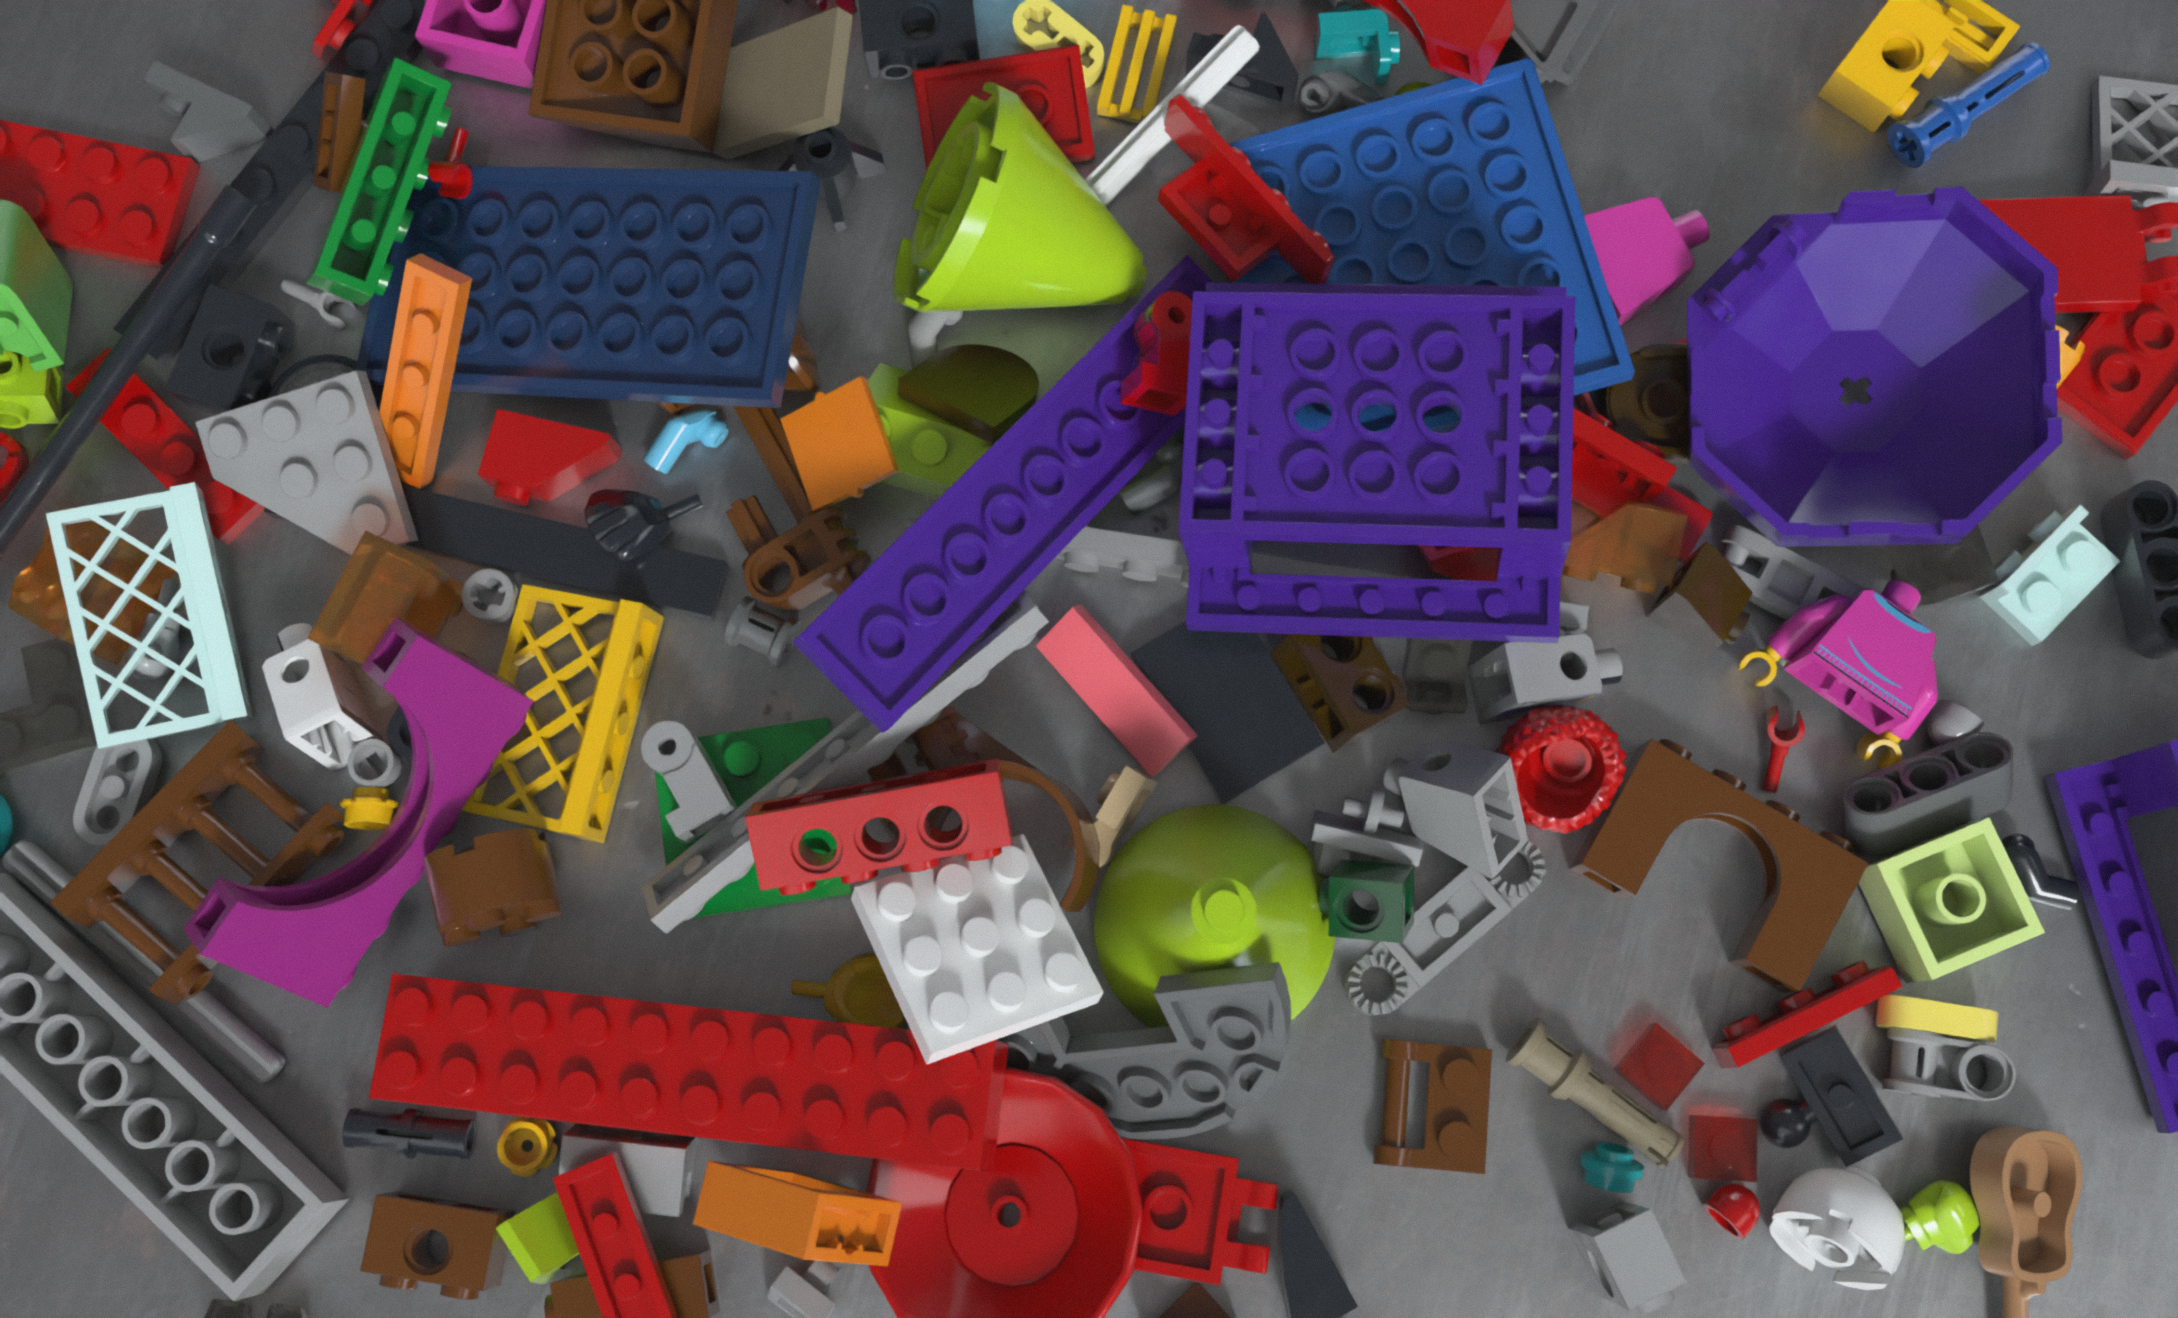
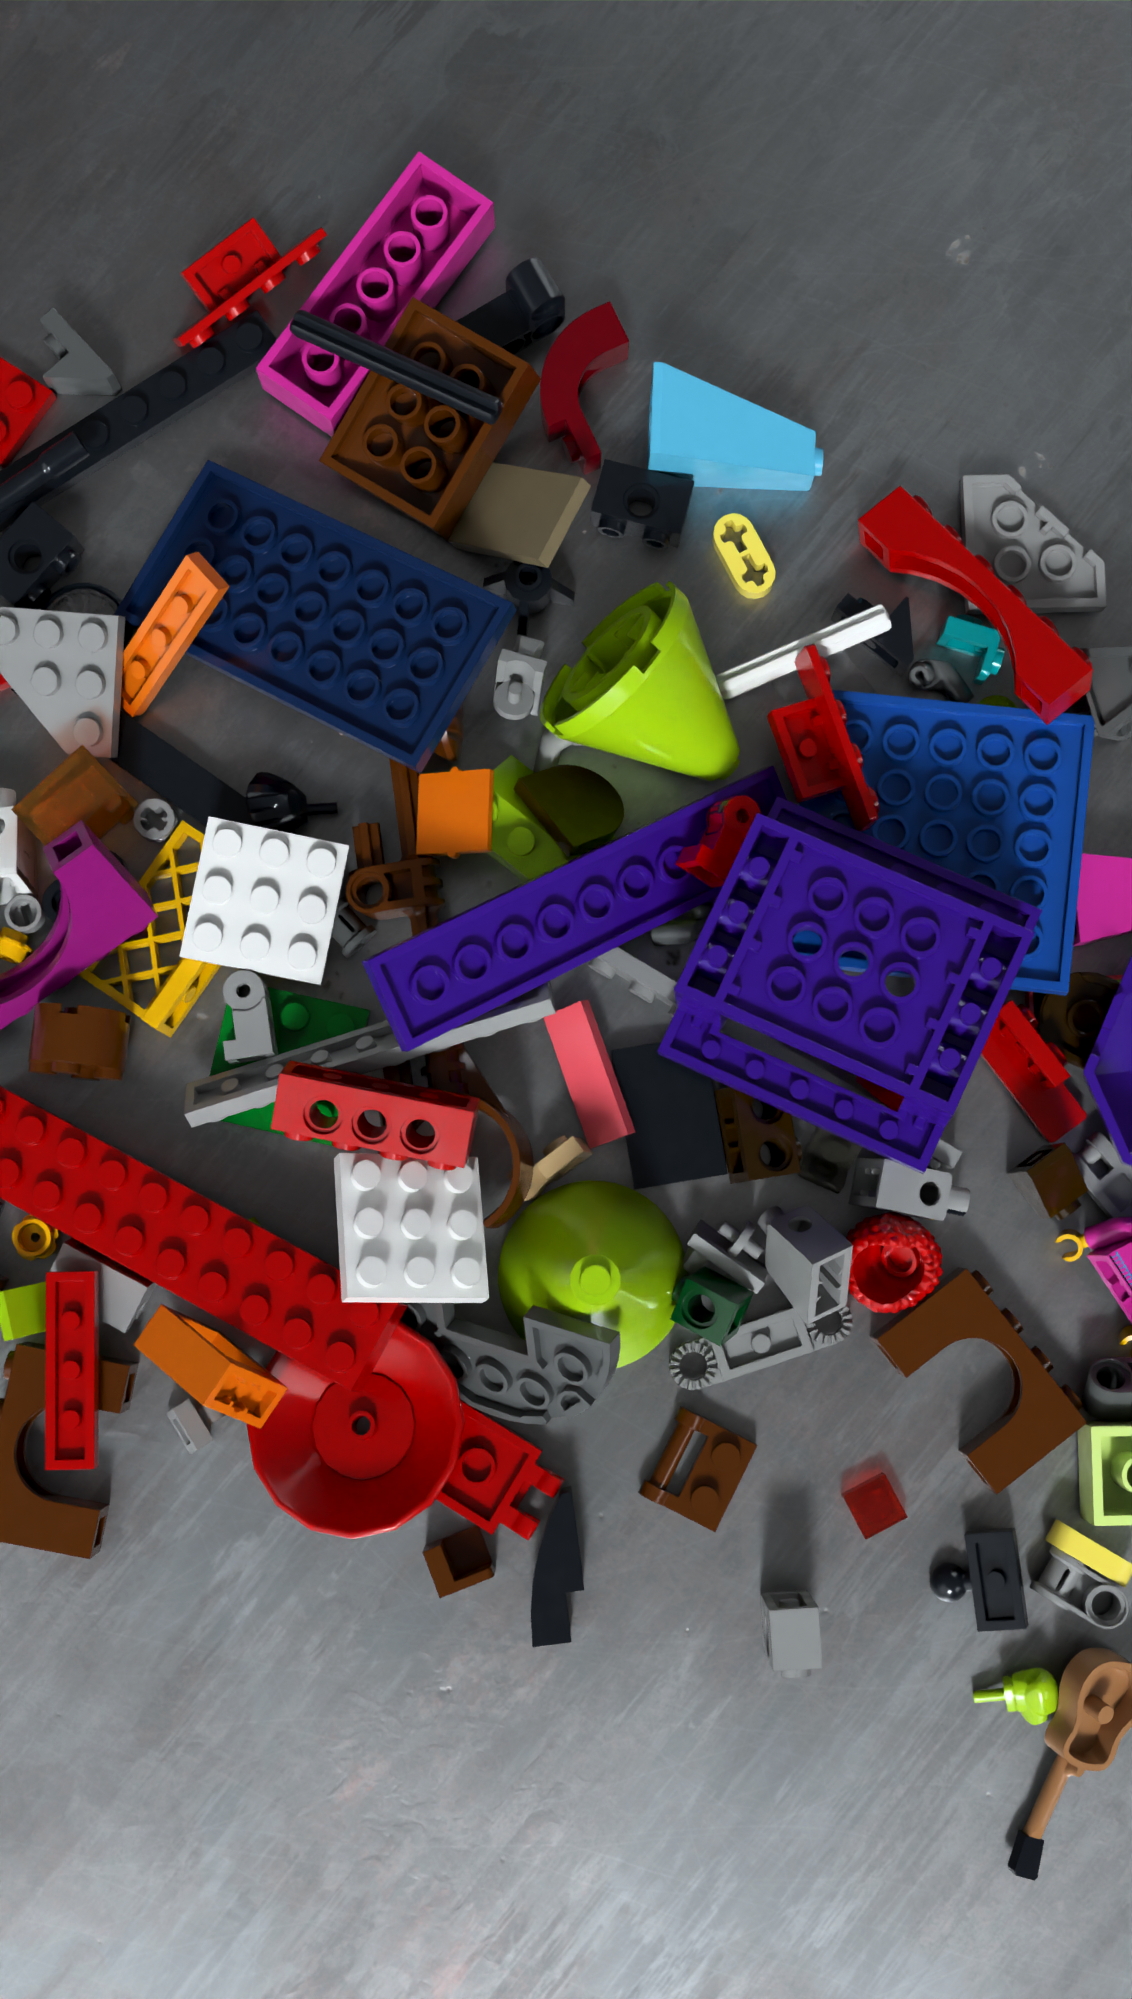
camera: 15 degrees right, 5 degrees up
(318, 300) = (108, 539): light grey hand -> none
(338, 129) = (176, 421): reddish brown tile -> none
(380, 182) = (187, 474): green brick -> none
(454, 175) = (242, 486): red hand -> none
(542, 457) = (231, 730): red slope -> none
(653, 633) = (264, 901): none -> white plate
(683, 430) = (340, 751): medium azure arm -> none
(856, 267) = (520, 679): none -> light grey hips
(856, 993) = (311, 1224): yellow piece -> none
(1045, 81) = (714, 587): red tile -> none
(1145, 23) = (817, 565): yellow tile -> none
(1572, 1077) = (807, 1488): dark tan pin -> none
(1611, 1168) = (808, 1564): teal plate -> none
(1629, 542) = (1012, 1115): clear orange slope -> none
(1722, 1148) = (895, 1582): clear red plate -> none
(1734, 1209) = (885, 1628): red hinge -> none
(1780, 746) = (1063, 1308): red hand -> none
(1804, 1013) = (994, 1510): red tile -> none
(1843, 1224) = (957, 1669): white cylinder -> none

